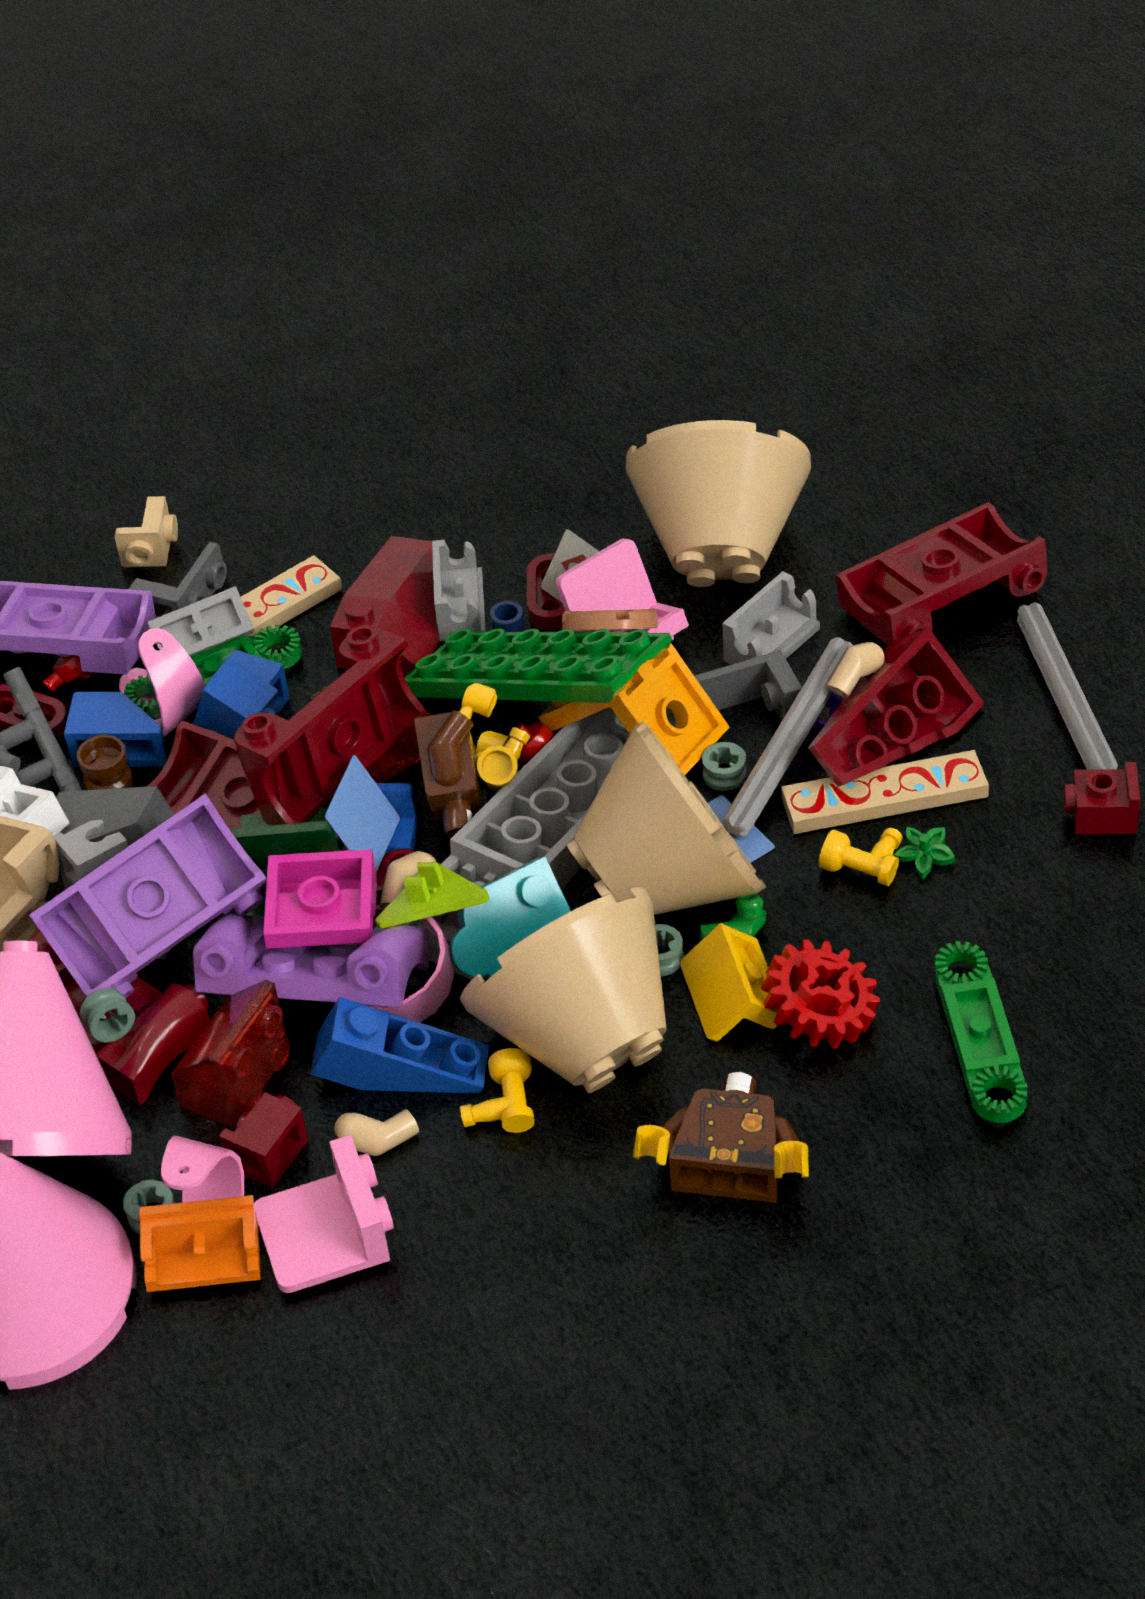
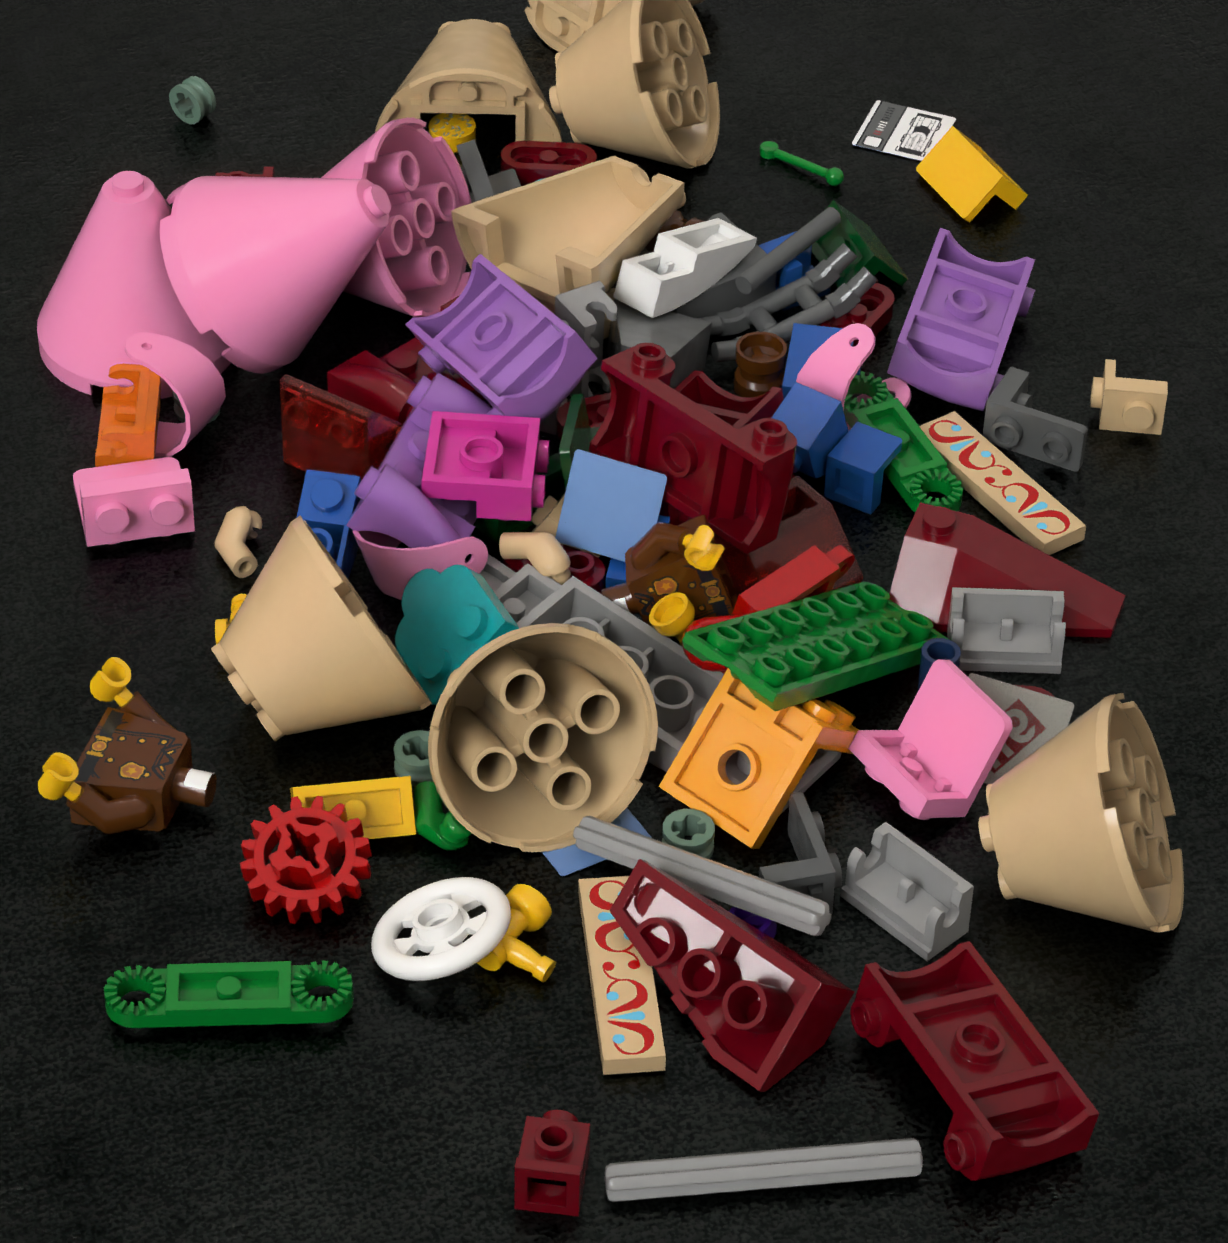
camera: 90 degrees right, 5 degrees down
(119, 1021) = (394, 343): sand green bush -> none
(207, 622) = (942, 419): light grey hinge -> none
(267, 1138) = (242, 464): dark red brick -> none
(429, 894) = (479, 547): lime piece -> none
(439, 676) = (798, 579): none -> red piece
(610, 619) = (883, 711): nougat tile -> none
(857, 662) = (778, 919): tan arm -> none
(878, 855) = (440, 927): none -> white plate
(925, 850) = (523, 997): green plant -> none

